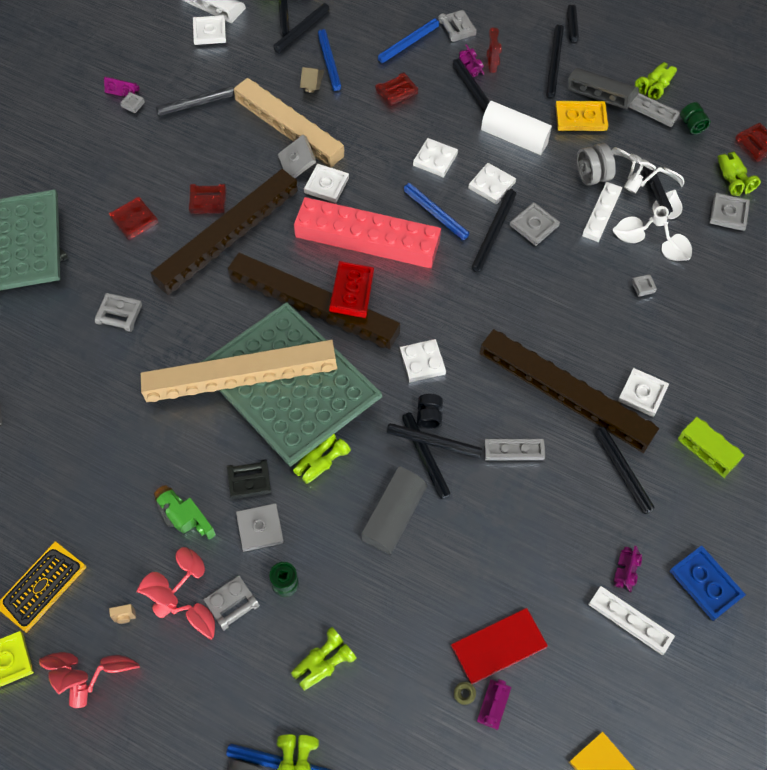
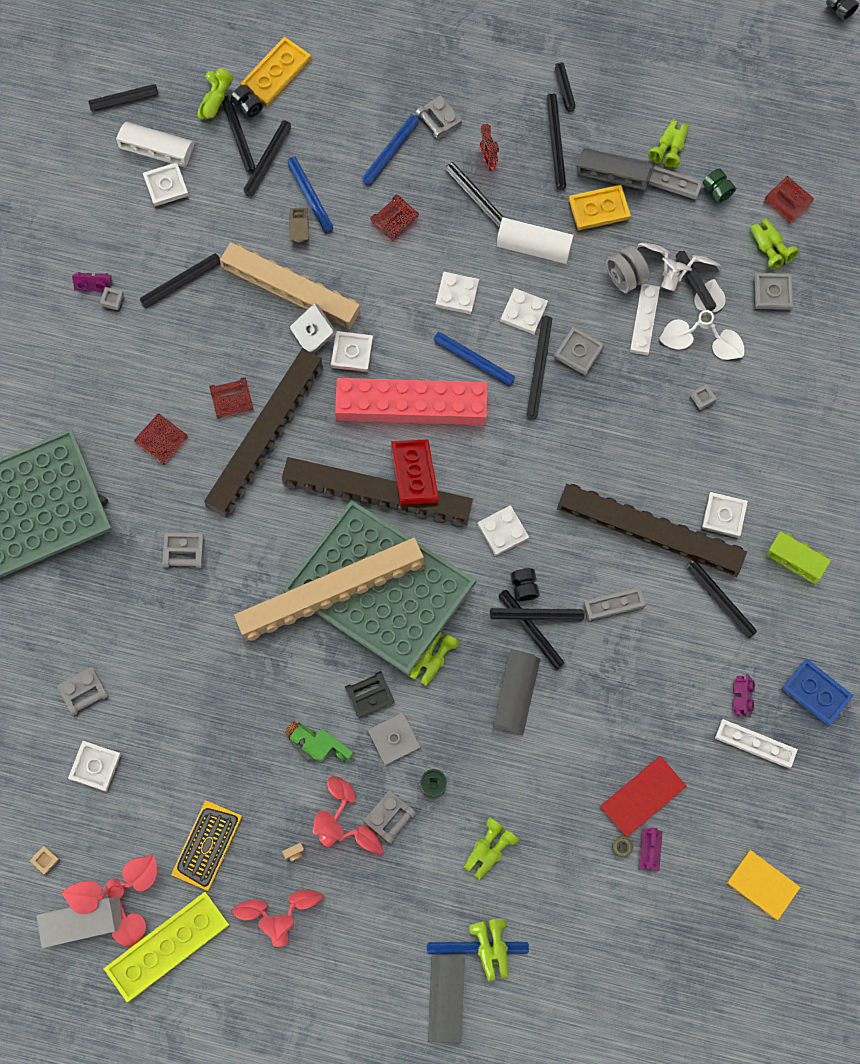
camera: 15 degrees left, 10 degrees up
(474, 66) = (462, 157): magenta hinge -> none

